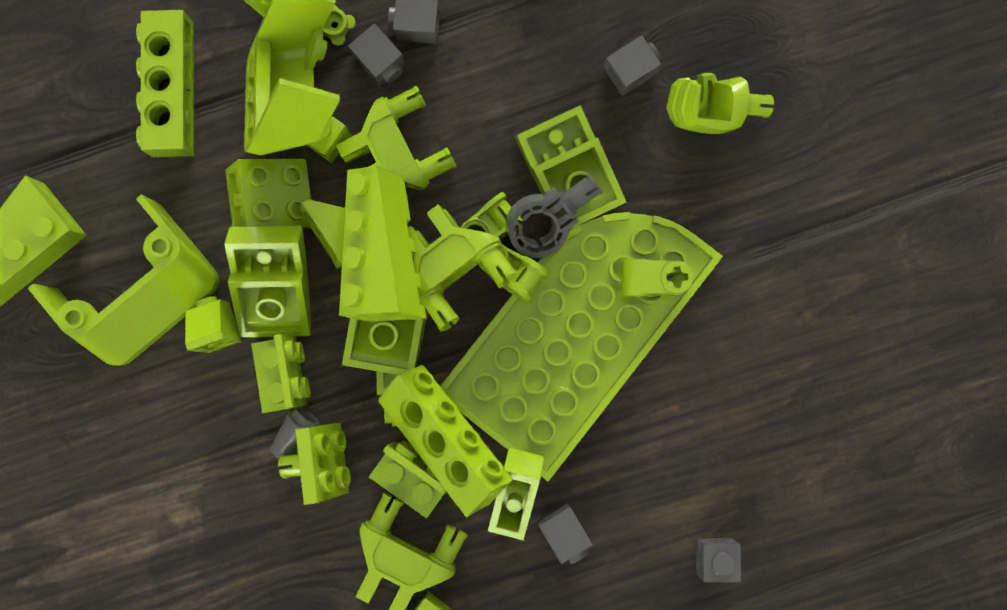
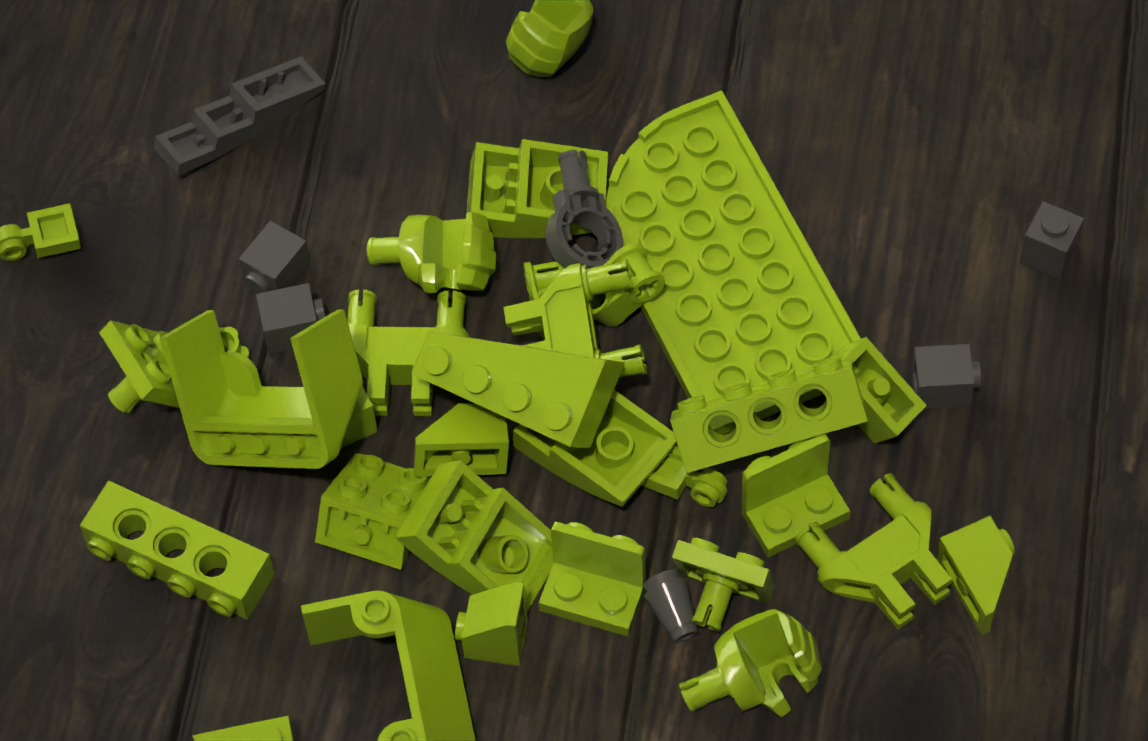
camera: 65 degrees left, 25 degrees down
(266, 512) = (753, 661): none -> lime piece
(477, 130) = (440, 252): none -> lime piece
(633, 65) = (462, 82): dark grey brick -> none
(649, 278) = (709, 150): lime piece -> none

